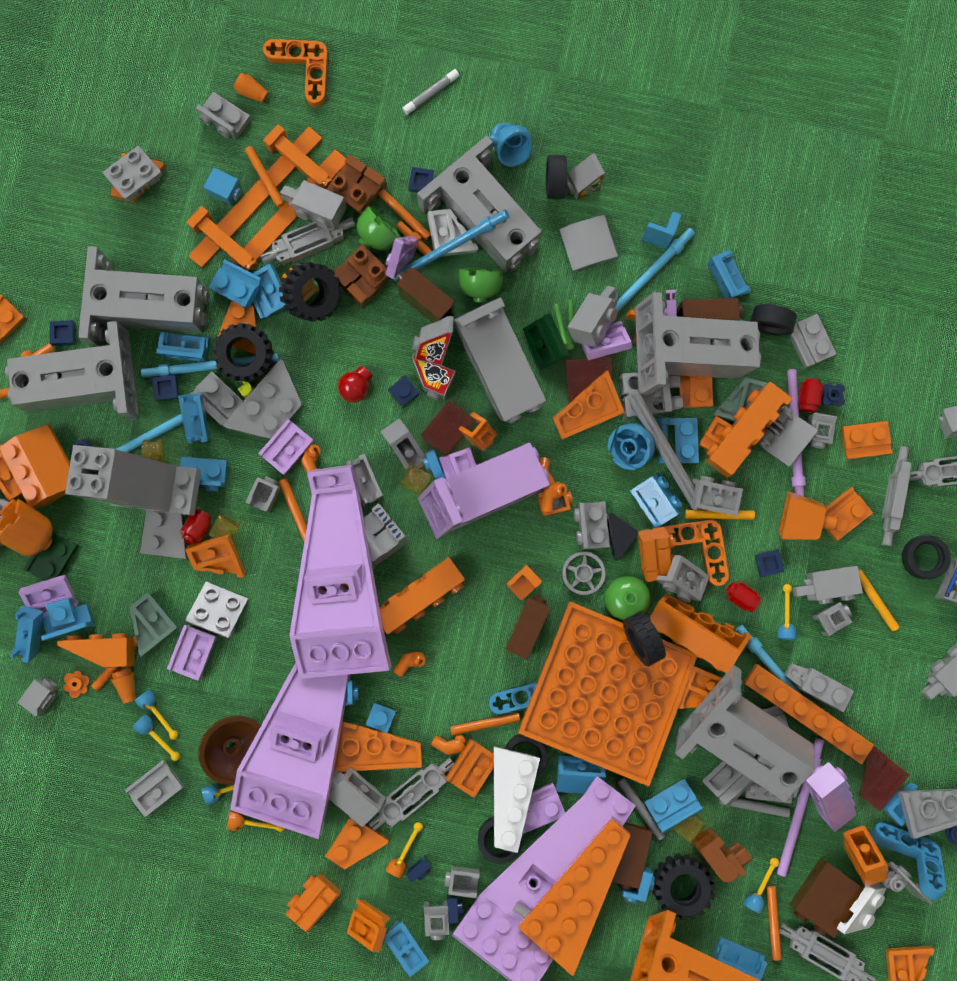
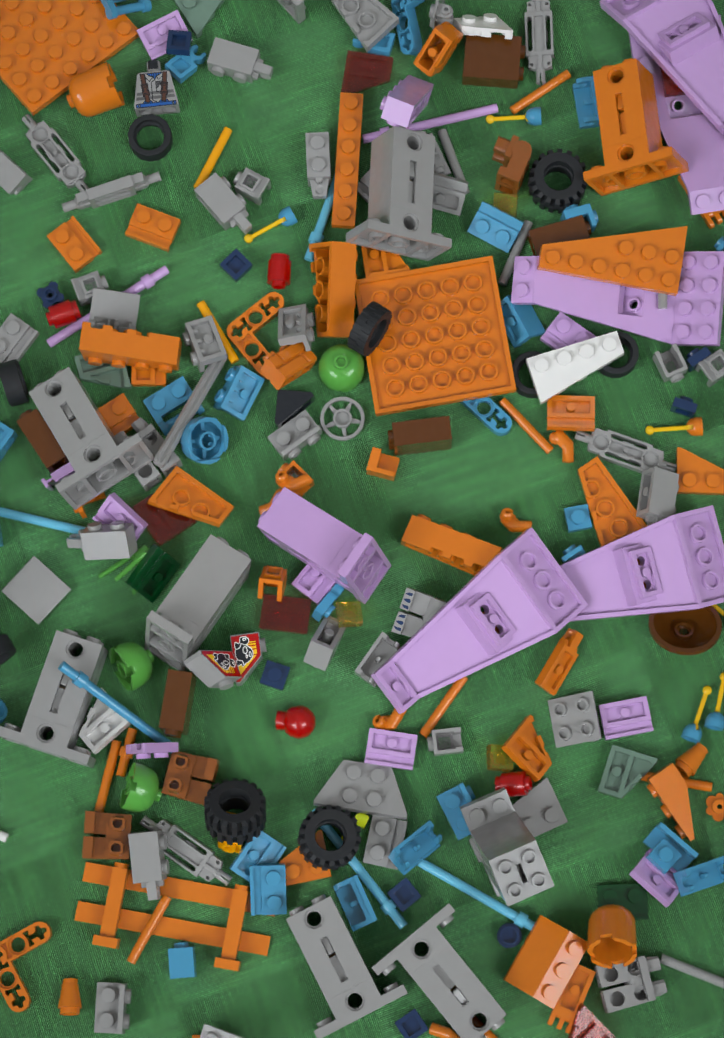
camera: 110 degrees left, 5 degrees down
(153, 450) = (468, 867): clear yellow wheel -> none
(270, 627) = (559, 662): none -> orange hinge
(419, 179) = (66, 779): dark blue plate -> none
(804, 518) = (179, 257): orange torso -> none

